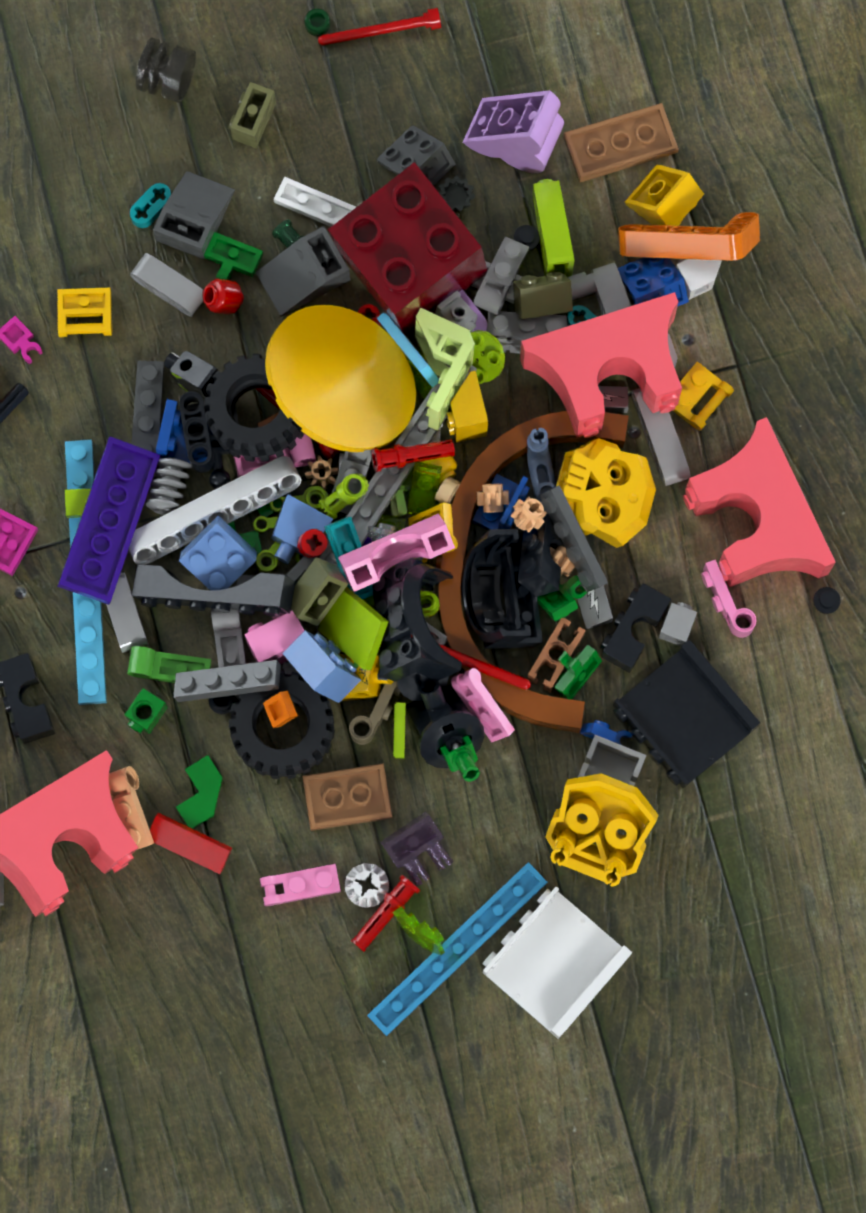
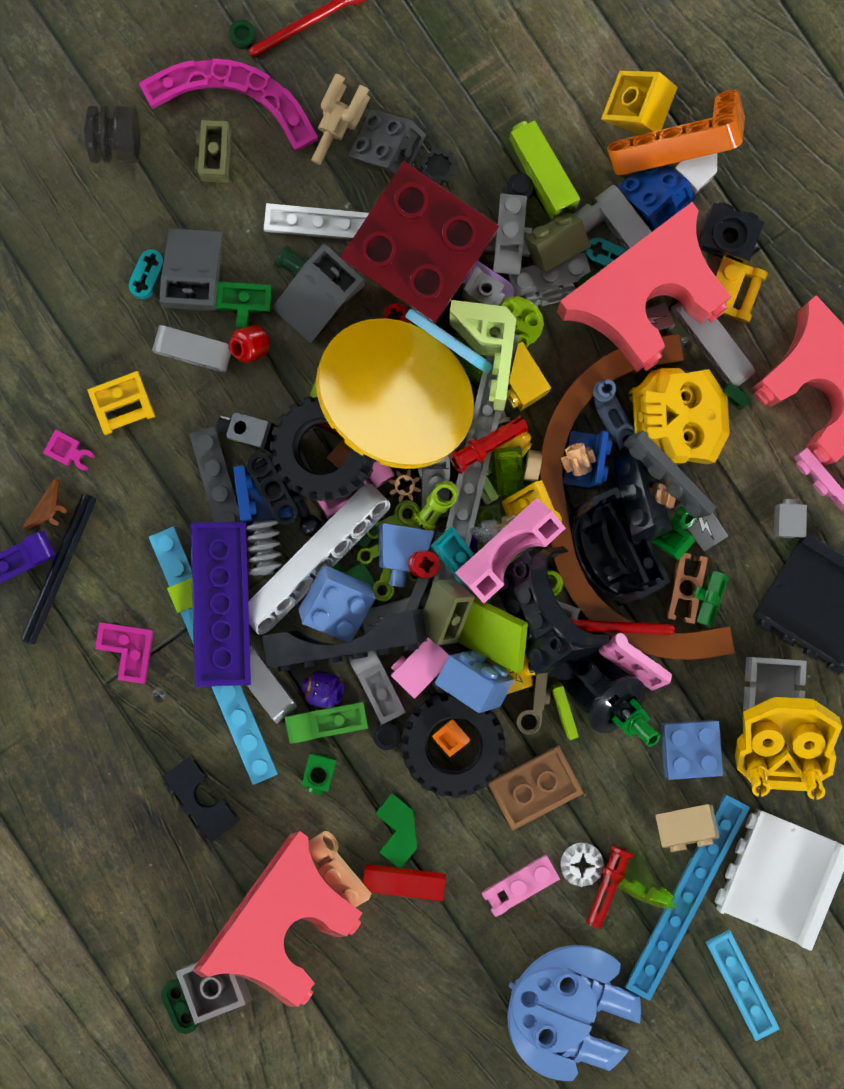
camera: 20 degrees left, 10 degrees up
(177, 635) = (323, 689): none -> dark purple head
(227, 681) = (389, 723): plate -> none
(296, 56) = (236, 77): none -> dark pink plate
(301, 1017) = (567, 1011): none -> medium blue piece
(379, 119) = (337, 115): none -> tan plant
(412, 840) = (613, 812): clear purple brick -> none
(479, 878) = (687, 827): none -> tan brick
(482, 1055) = (742, 985): none -> medium azure tile
(509, 807) = (691, 749): none -> medium blue brick
(517, 129) = (476, 81): lavender brick -> none
(528, 514) = (621, 468): light nougat gear -> none
(602, 729) = (752, 648): blue plate -> none
(620, 142) = (578, 60): medium nougat tile -> none
(645, 606) = (743, 558): black arch -> none
(664, 492) = (736, 396): none -> dark green tile
(708, 327) = (743, 226): none -> black brick

